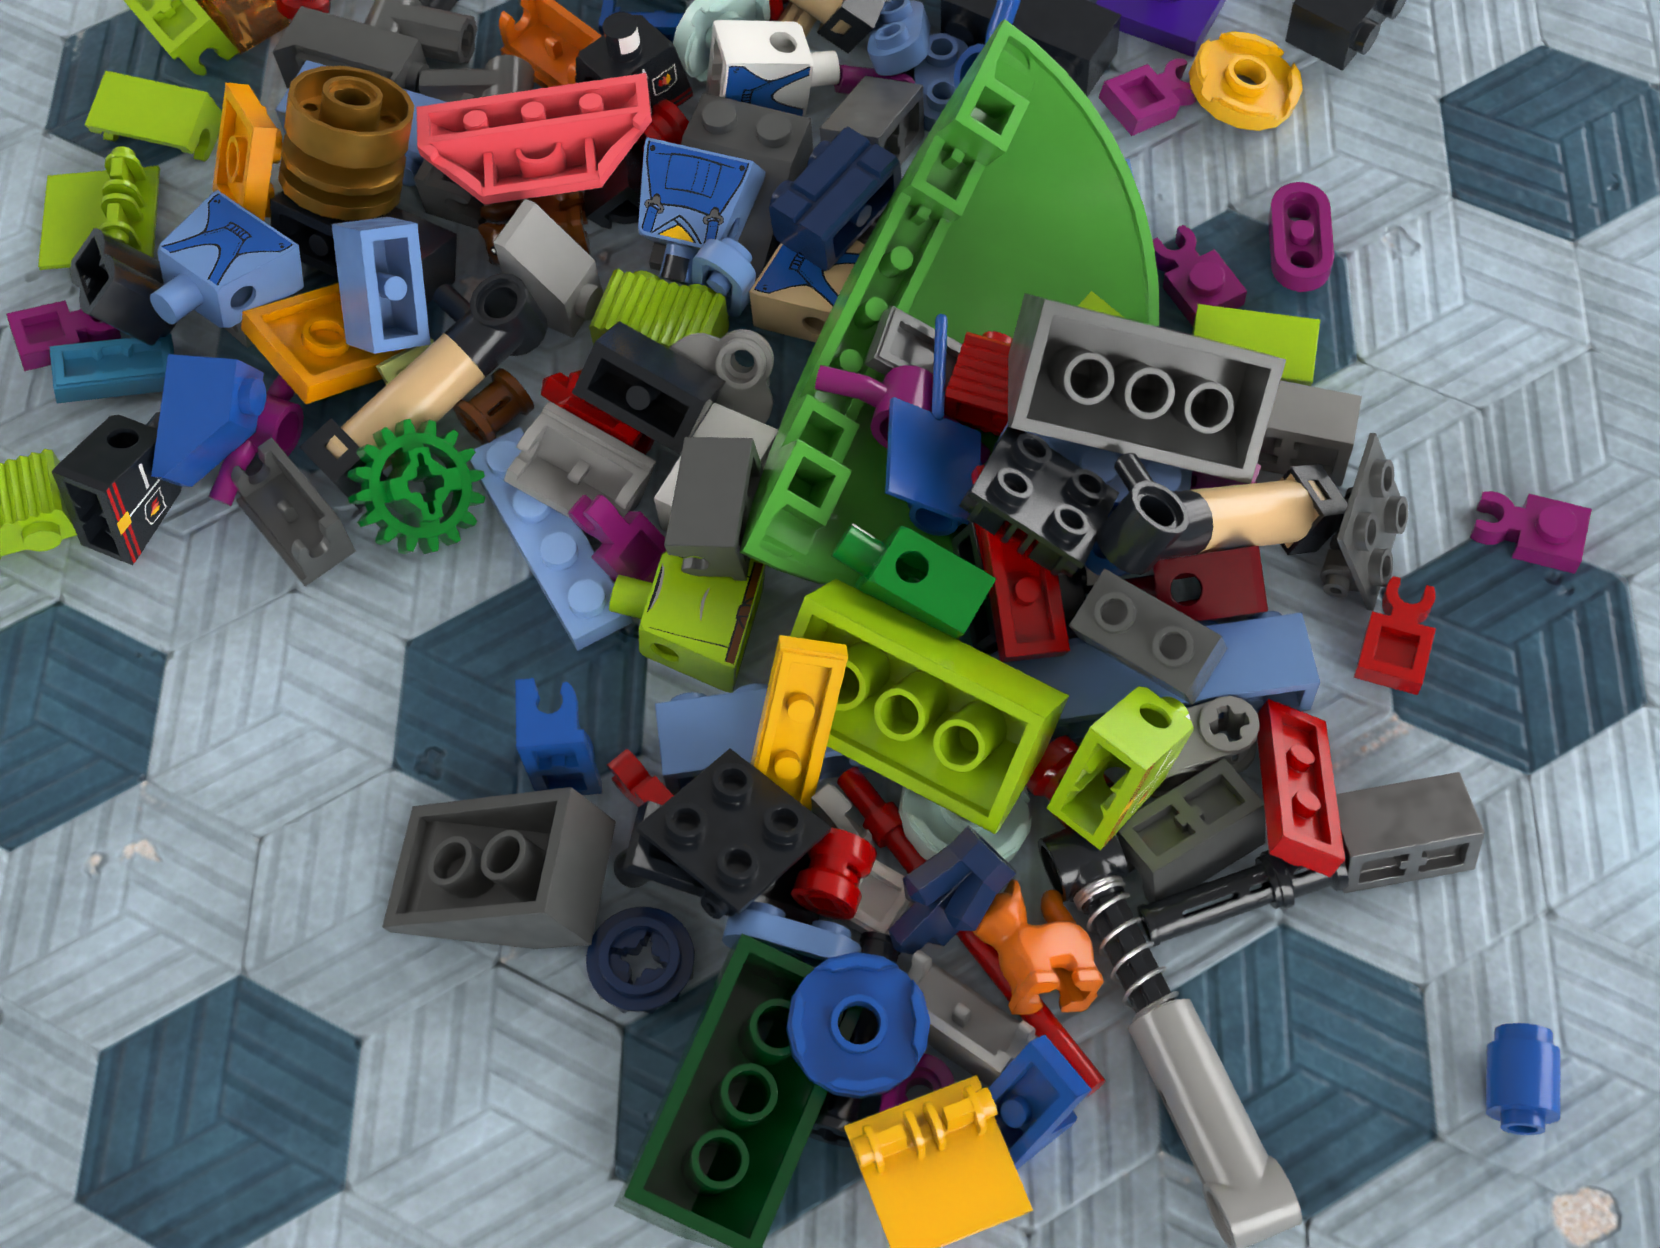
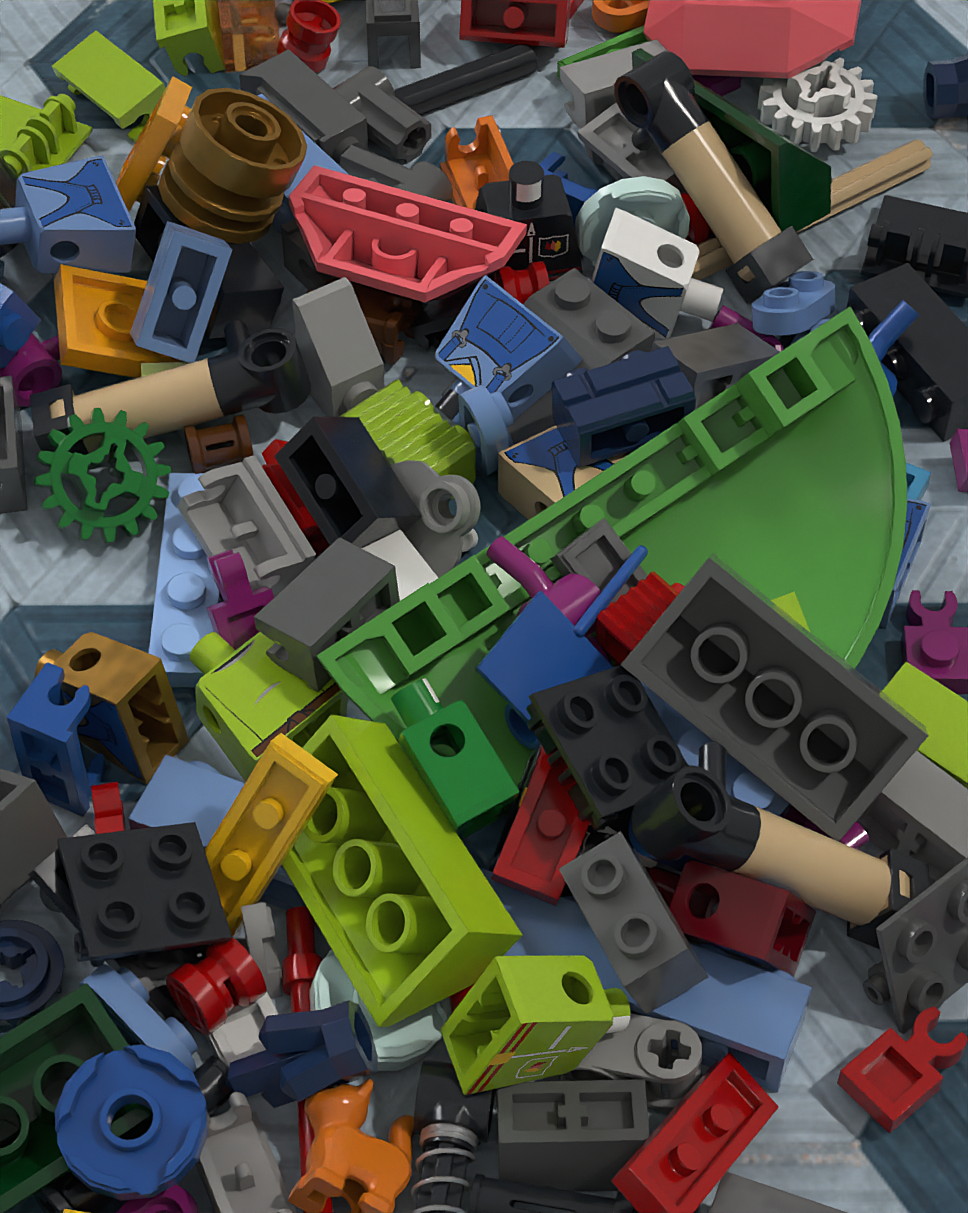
camera: 25 degrees right, 10 degrees down
(587, 658) = (131, 705): none -> pearl gold torso

